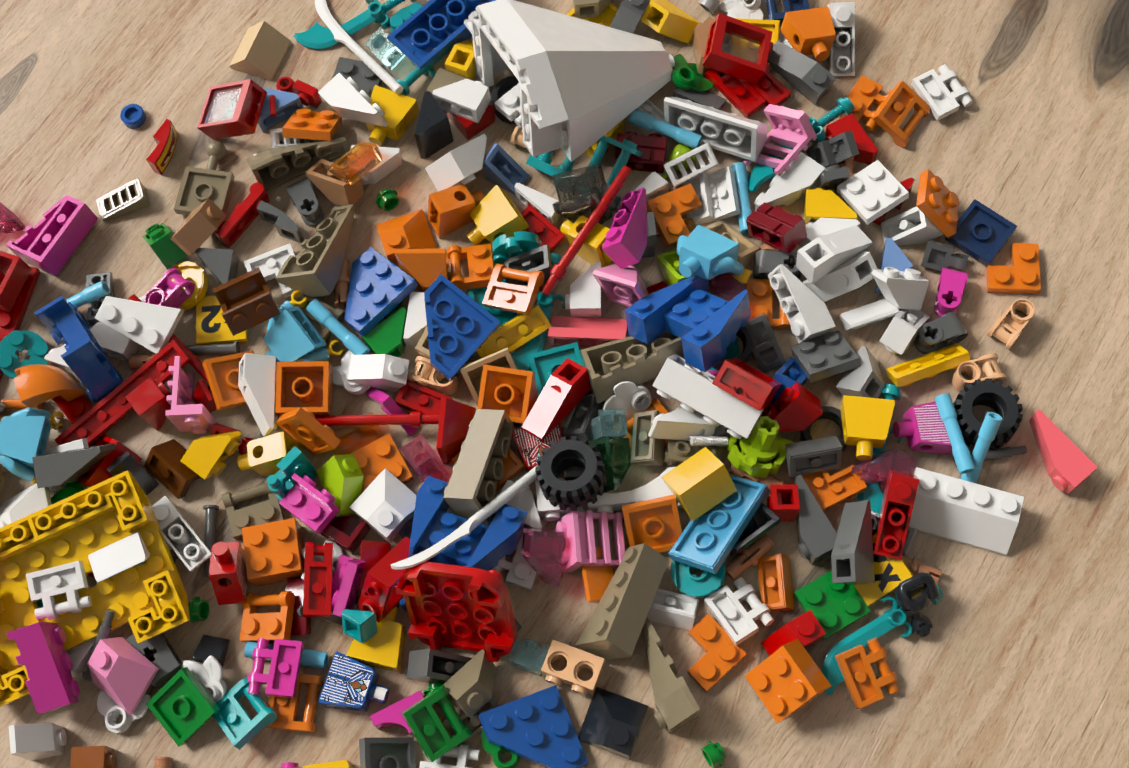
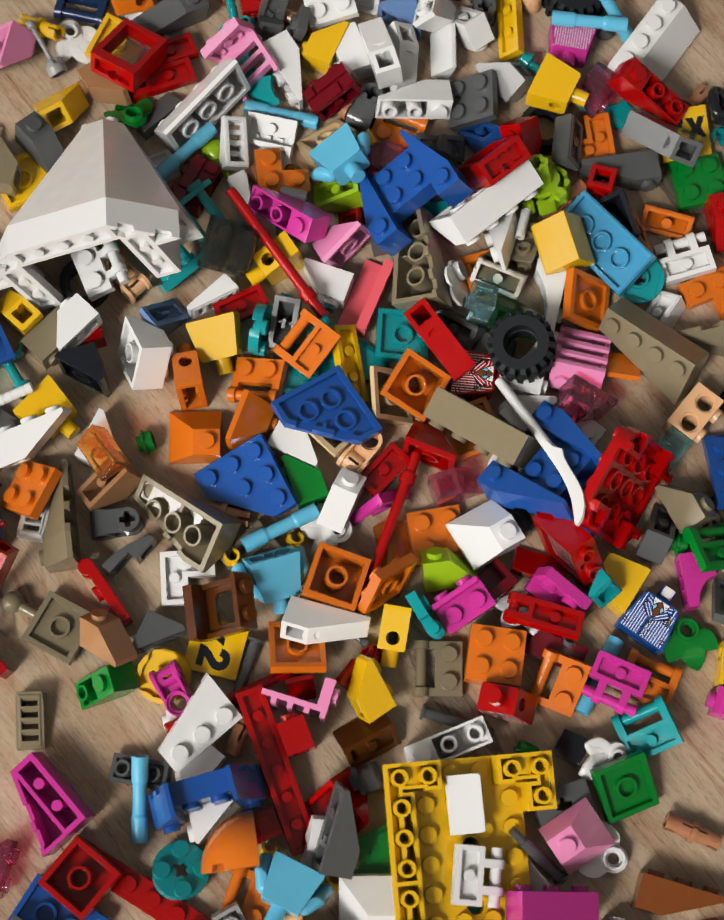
camera: 80 degrees left, 5 degrees up
(338, 732) = (691, 647): none -> green plate

